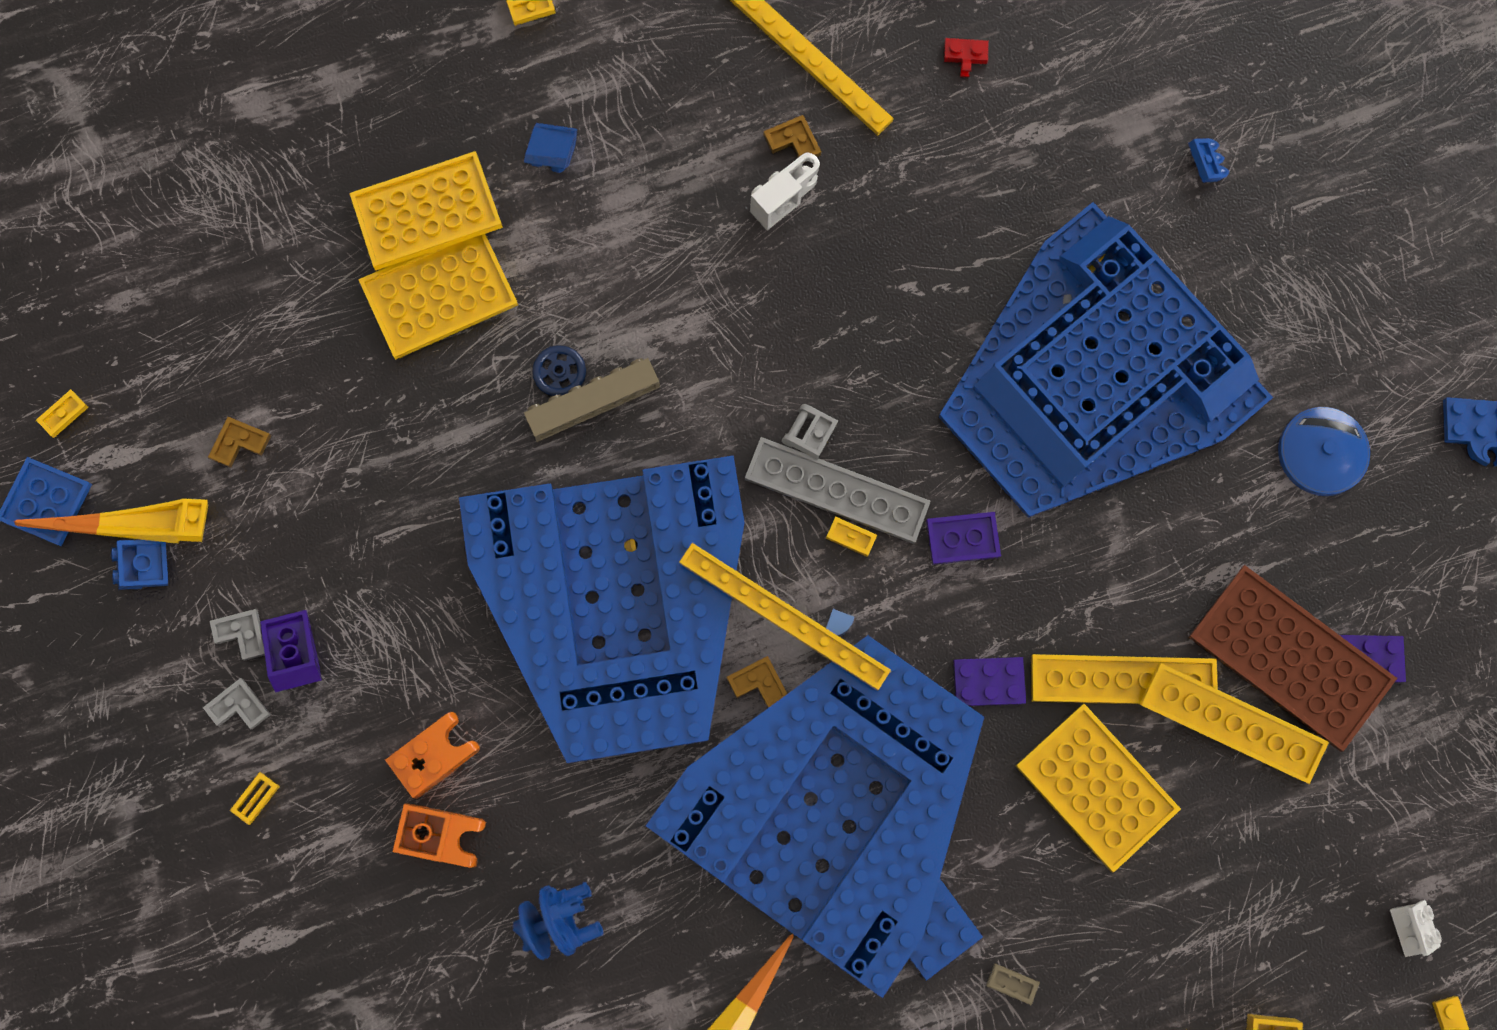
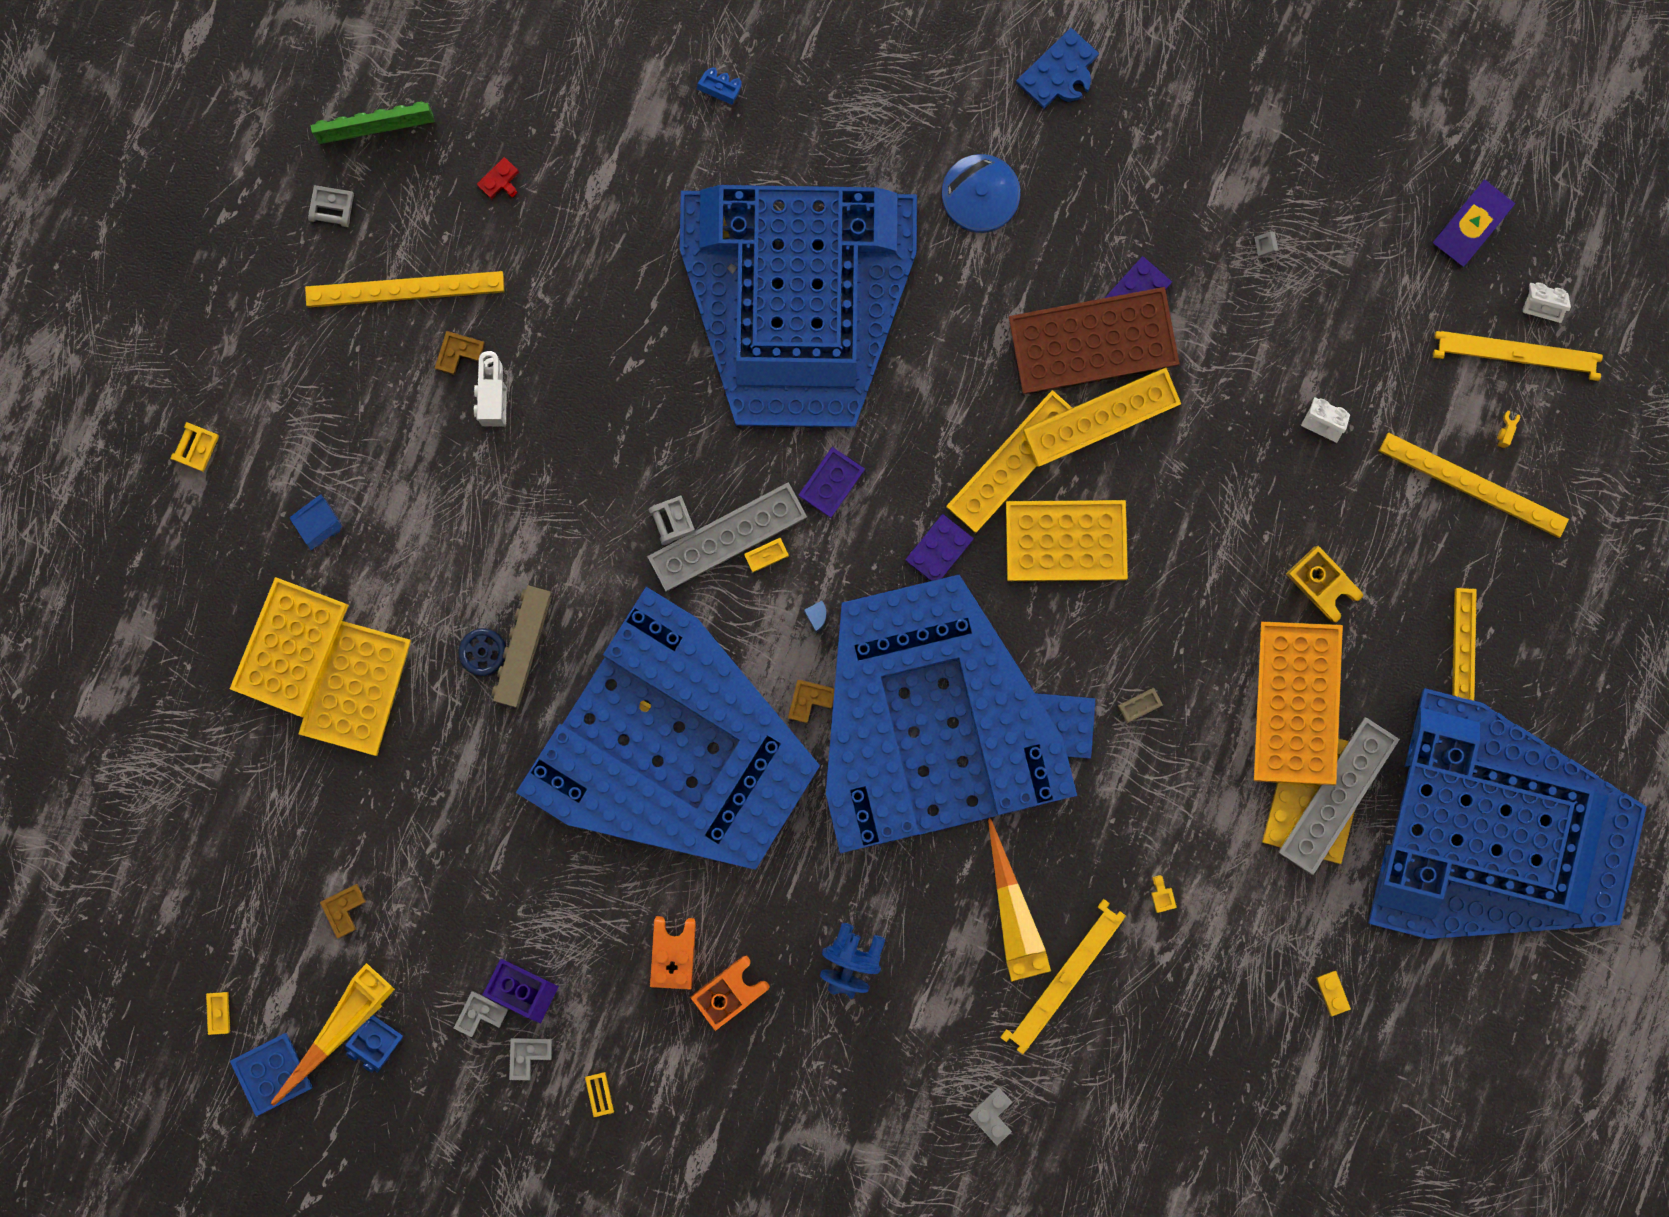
camera: 45 degrees left, 5 degrees up
(785, 616) = (783, 646): yellow plate -> none

